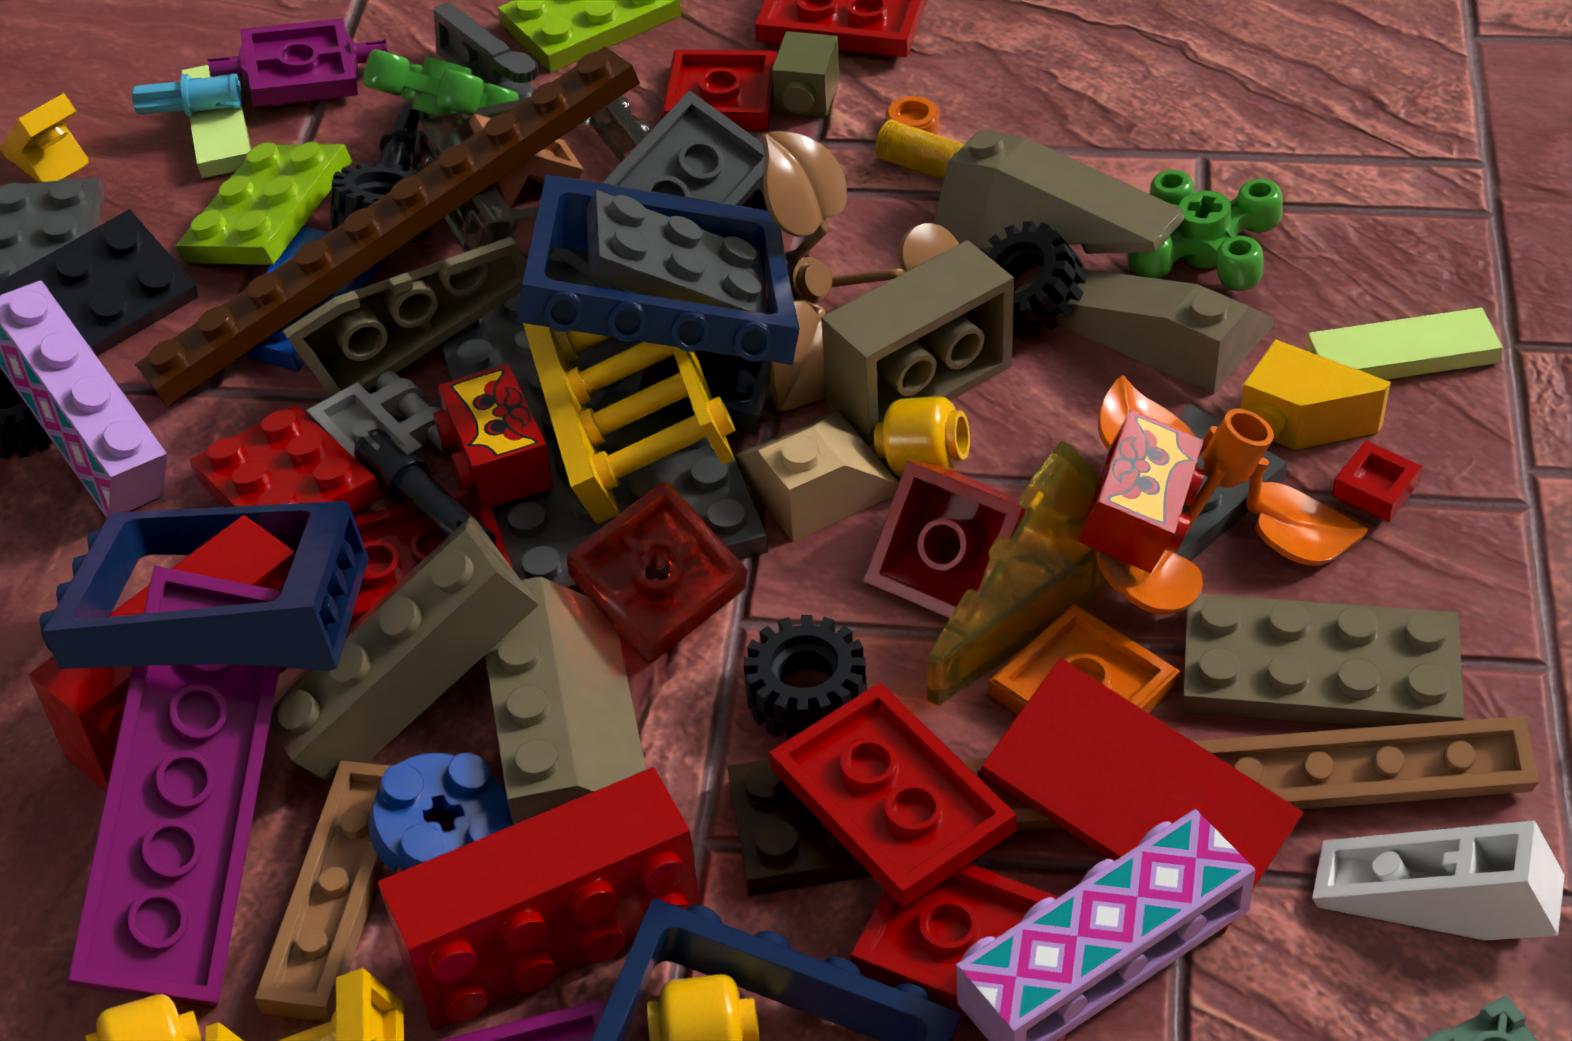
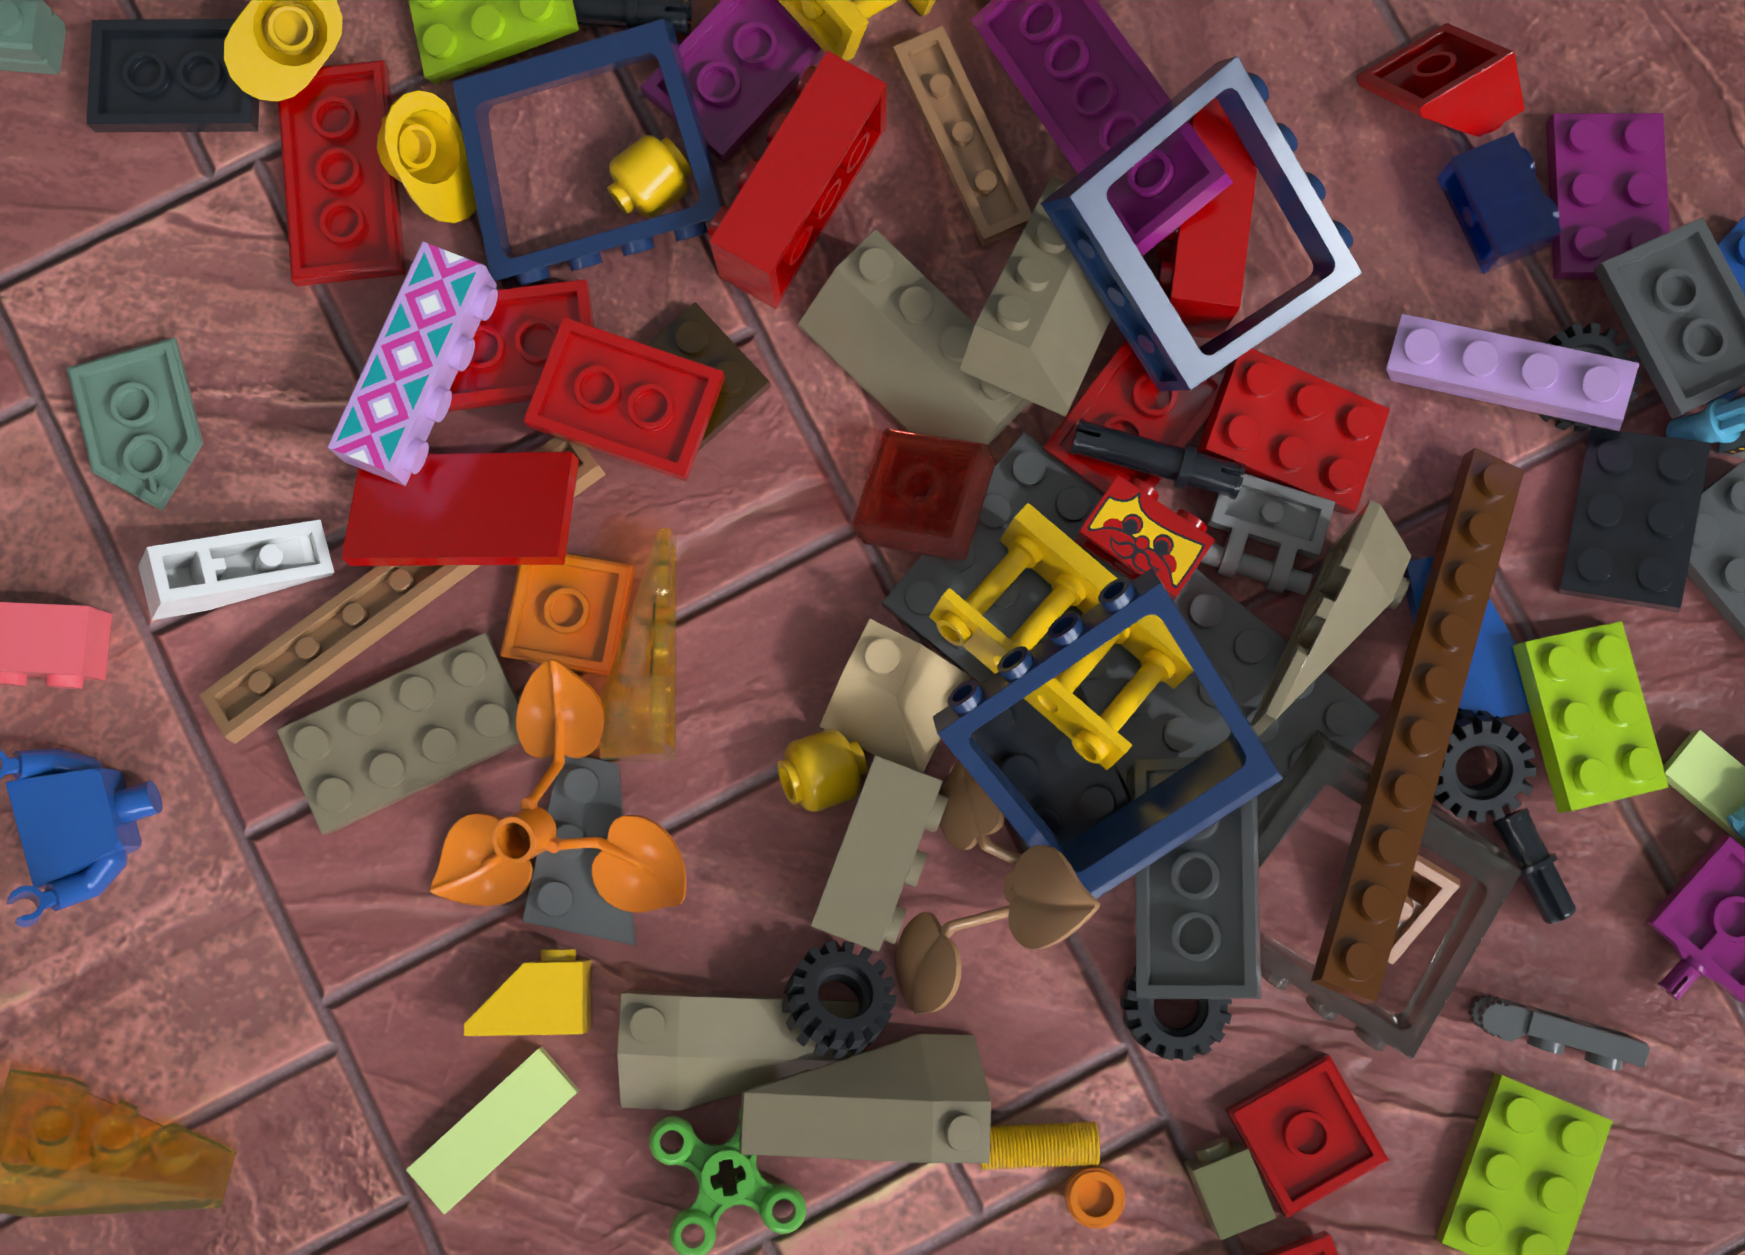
camera: 145 degrees right, 35 degrees up
(432, 782) = (959, 207): blue plate -> none
(433, 88) = (1540, 929): bright green gear -> none
(671, 256) = (1098, 754): dark grey plate -> none
(795, 650) = (757, 454): black tyre -> none
(939, 536) = (734, 674): red slope -> none
(1143, 492) = (575, 743): red brick -> none
(1377, 481) = (441, 942): red plate -> none

